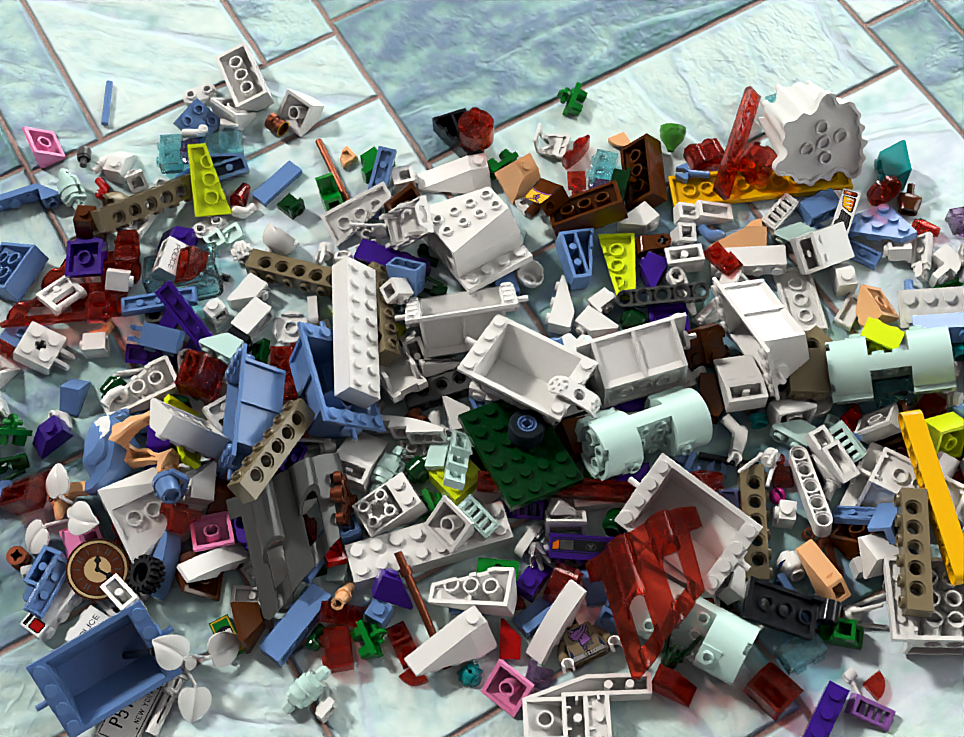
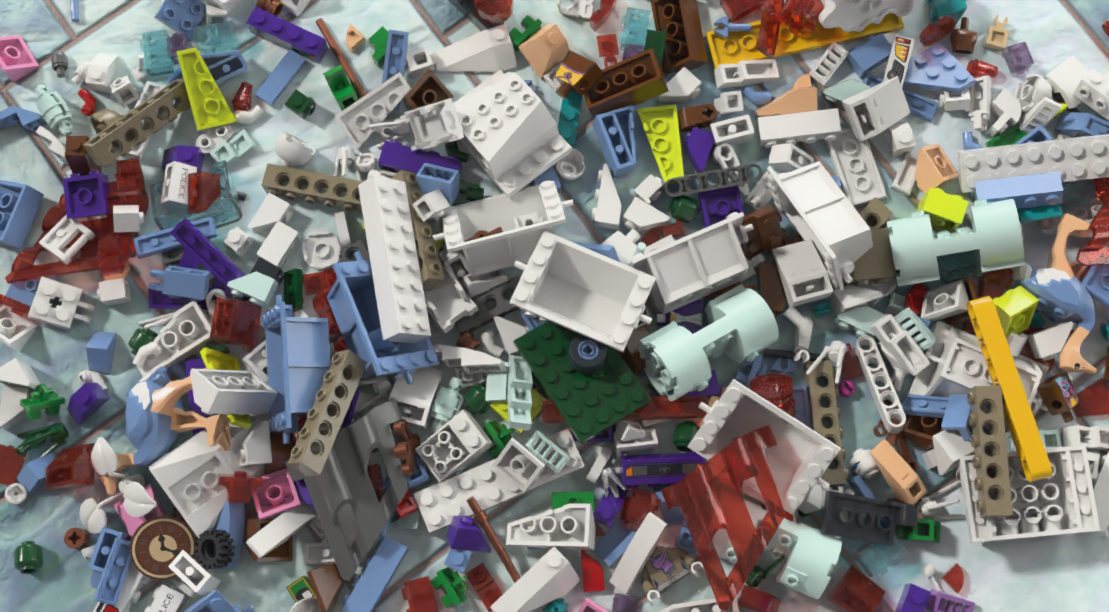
camera: 10 degrees left, 15 degrees up
(65, 215) = (56, 146): none -> white slope
(152, 167) = (139, 72): none -> white hand
(167, 486) = (222, 457): medium blue piece -> none
(195, 133) = (181, 28): white arm -> none
(241, 251) = (255, 166): white gear -> none
(288, 148) = (287, 35): none -> dark purple brick
(312, 642) = (394, 597): dark green arm -> none
(343, 596) = (419, 546): light nougat pin -> none
(346, 616) = (419, 564): clear red slope -> none
(535, 235) = (570, 117): none -> teal plate
(565, 387) = (626, 313): white piece -> none
(722, 260) = (772, 131): clear red slope -> none
(784, 514) = (855, 410): white brick -> none
(941, 201) = (997, 35): none -> tan plate

